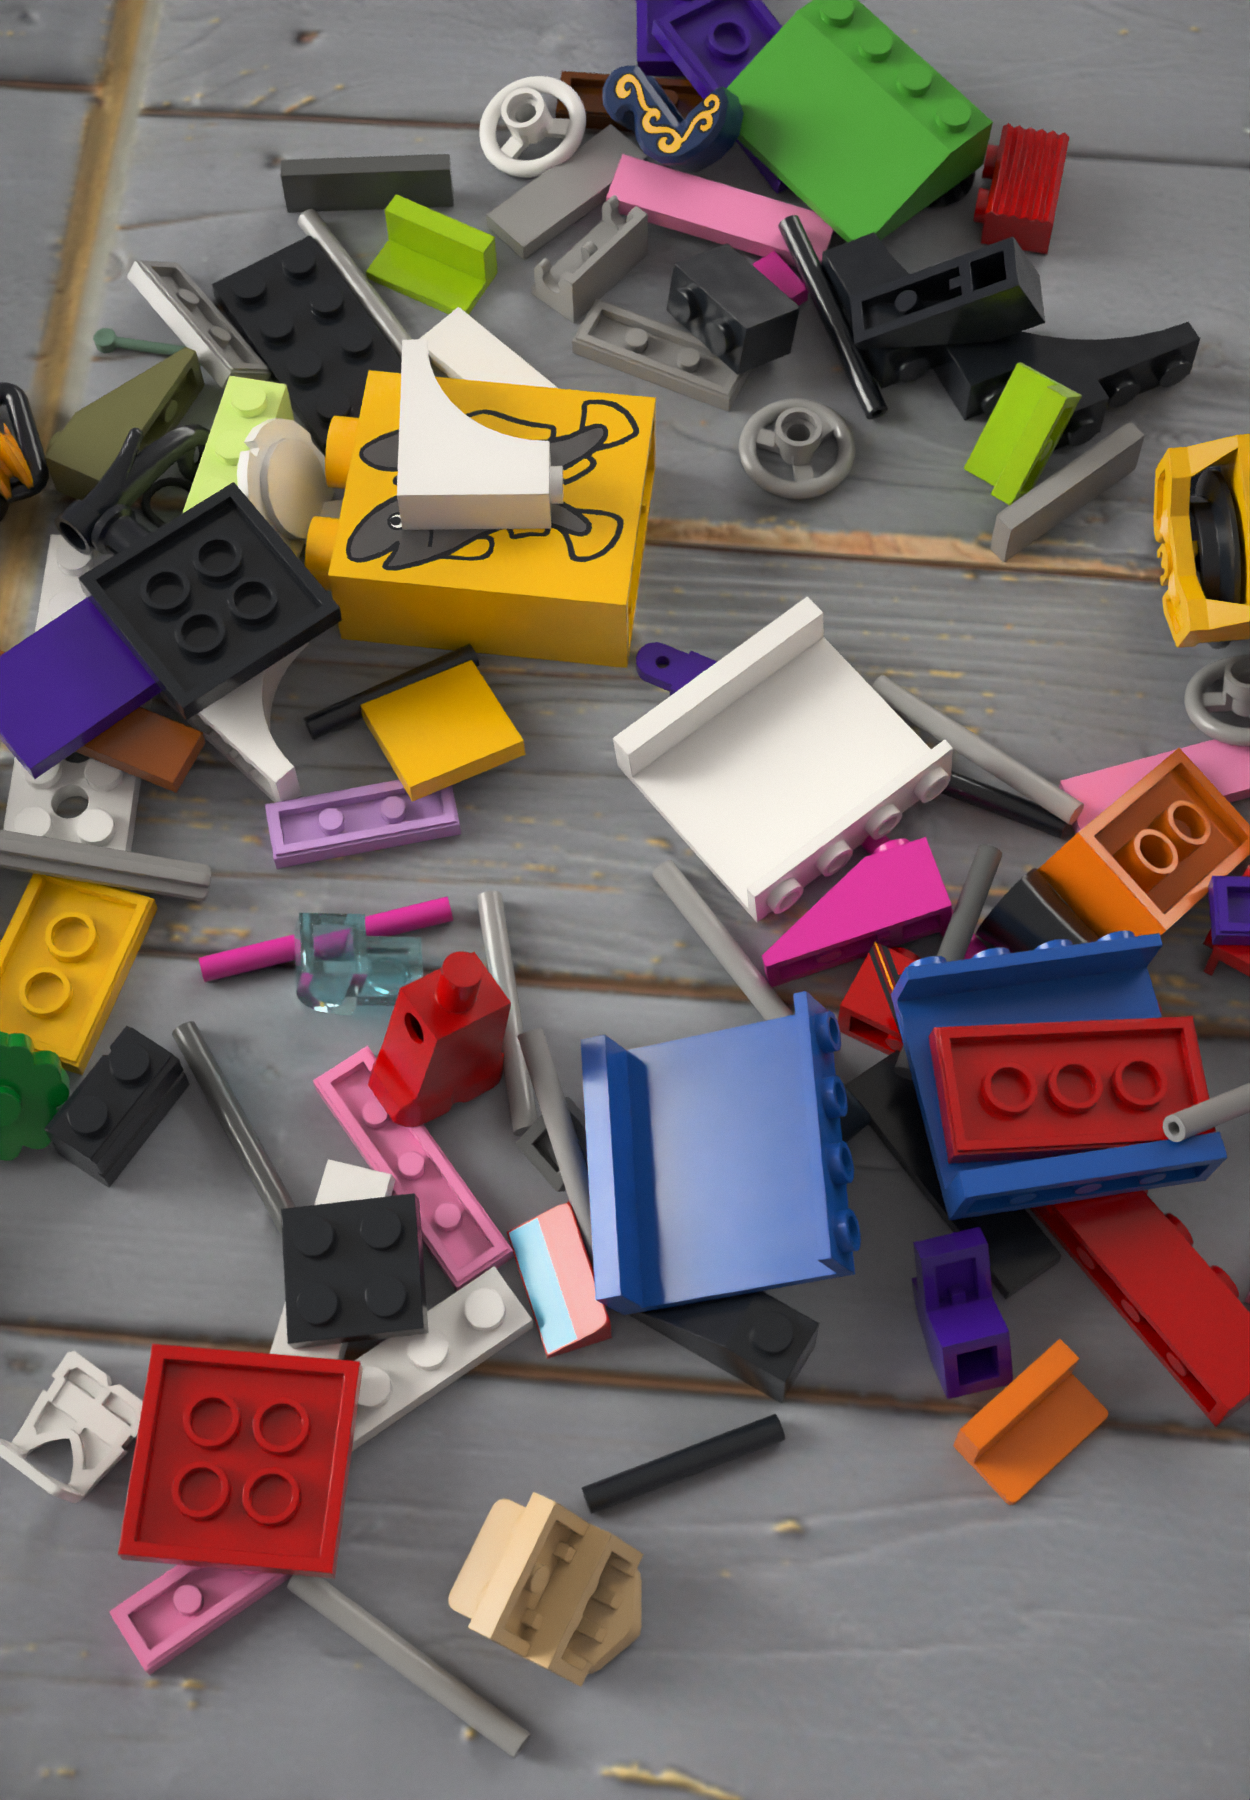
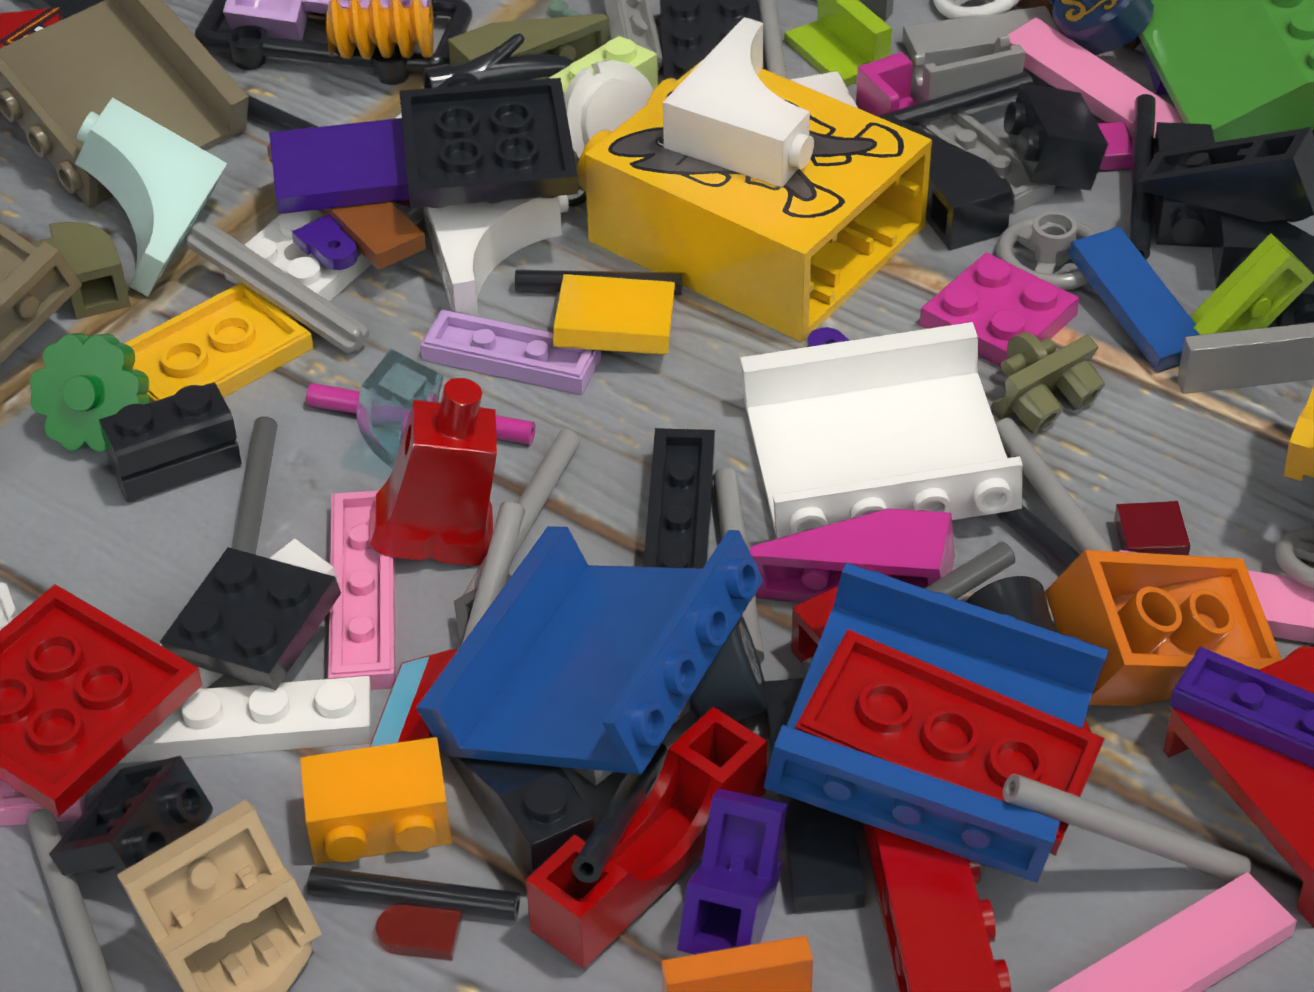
camera: 30 degrees right, 20 degrees down
(93, 779) = (327, 243): none -> dark purple piece
(399, 1541) = (134, 818): none -> black bracket
(529, 324) = (884, 85): none -> dark pink panel
(598, 312) = (962, 100): none -> black bar
(598, 1397) = (375, 801): none -> light orange brick
(655, 937) = (680, 498): none -> black plate
(692, 419) = (964, 194): none -> black slope
(711, 1496) = (419, 931): none -> clear red piece
(791, 545) = (1000, 304): none -> dark pink plate
(853, 1343) = (616, 820): none -> black piece
(864, 1312) = (657, 845): none -> red arch
(902, 597) = (1038, 370): none -> olive hips
(912, 473) = (1134, 295): none -> blue tile
(1071, 742) = (1152, 528): none -> dark red tile

